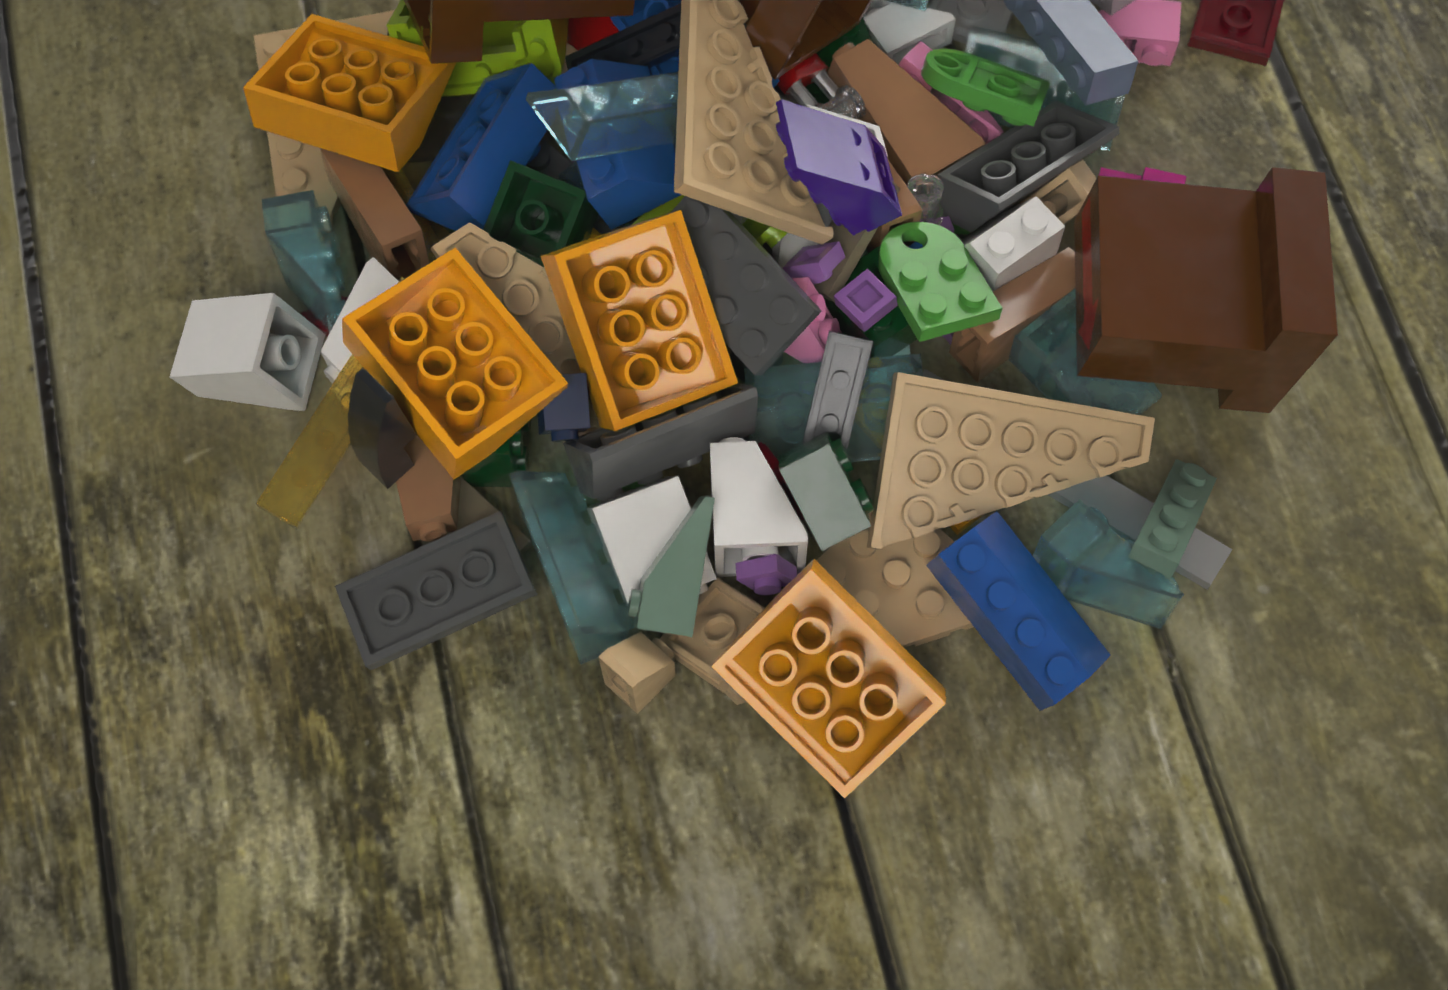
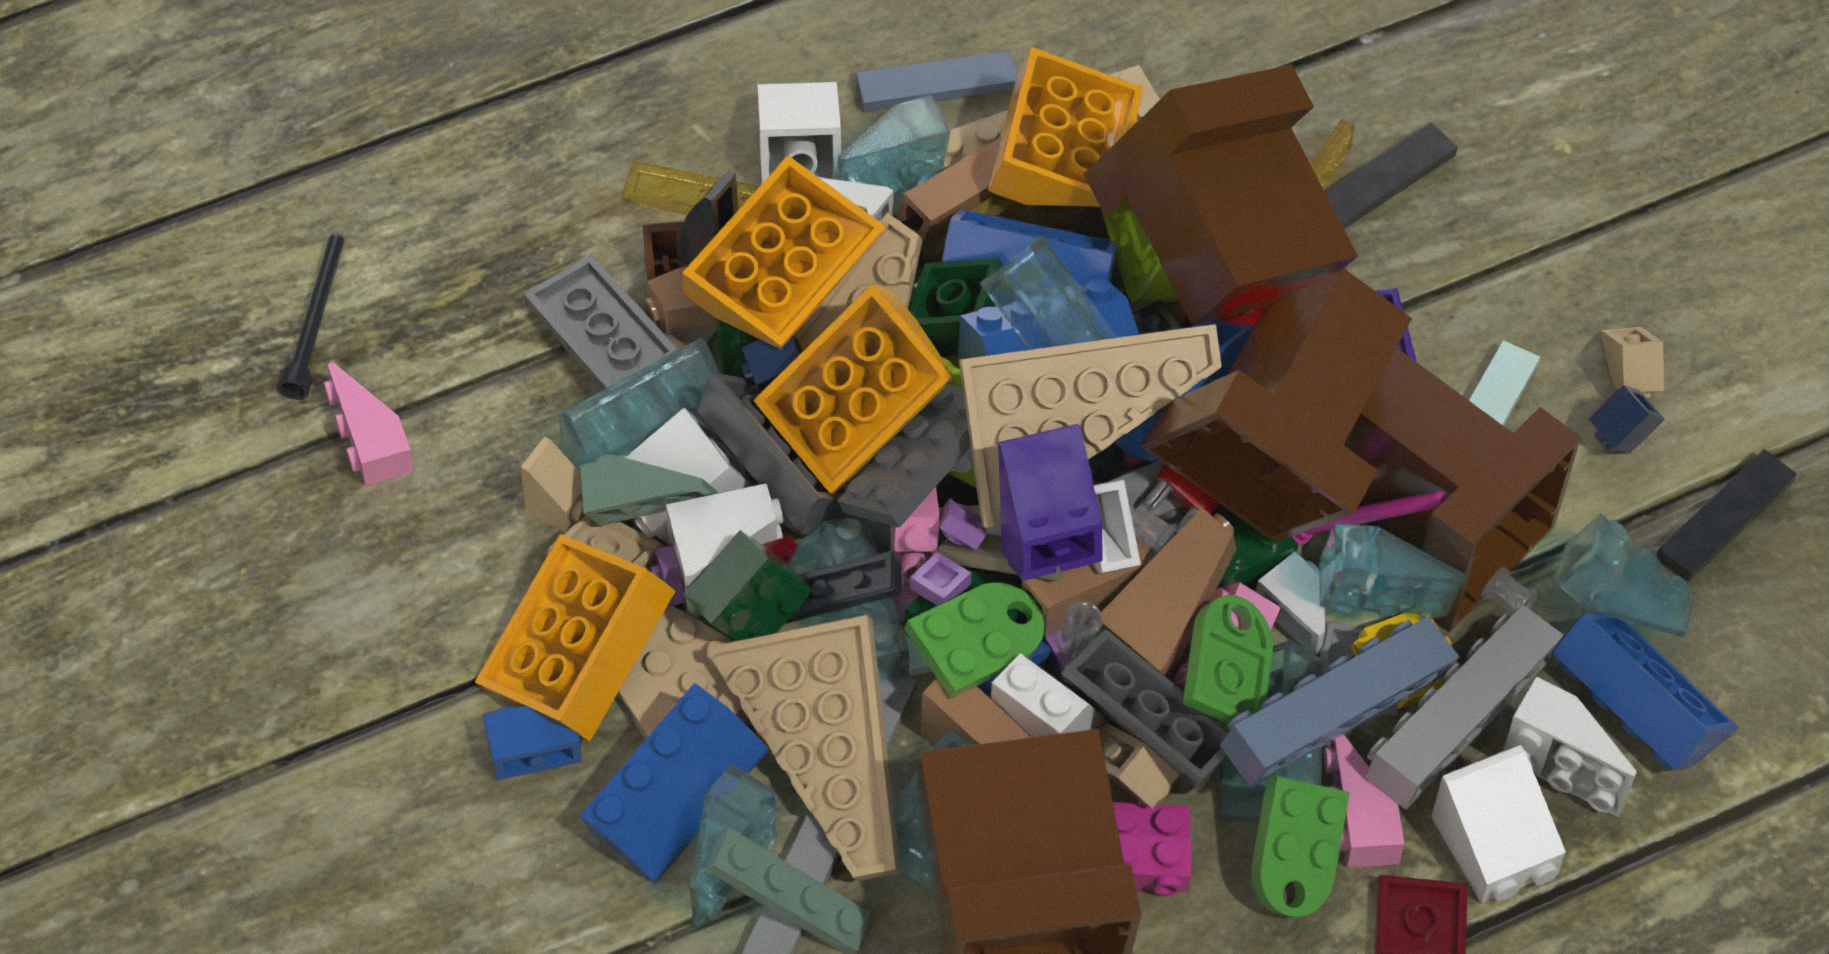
camera: 75 degrees right, 10 degrees down
(208, 218) = (939, 79): none -> sand blue tile
(367, 513) = (661, 247): none -> reddish brown slope
(406, 937) = (295, 379): none -> black piece
(507, 858) = (373, 429): none -> bright pink slope
(936, 755) = (528, 742): none -> blue slope
(1174, 81) = (1297, 844): none -> bright green plate

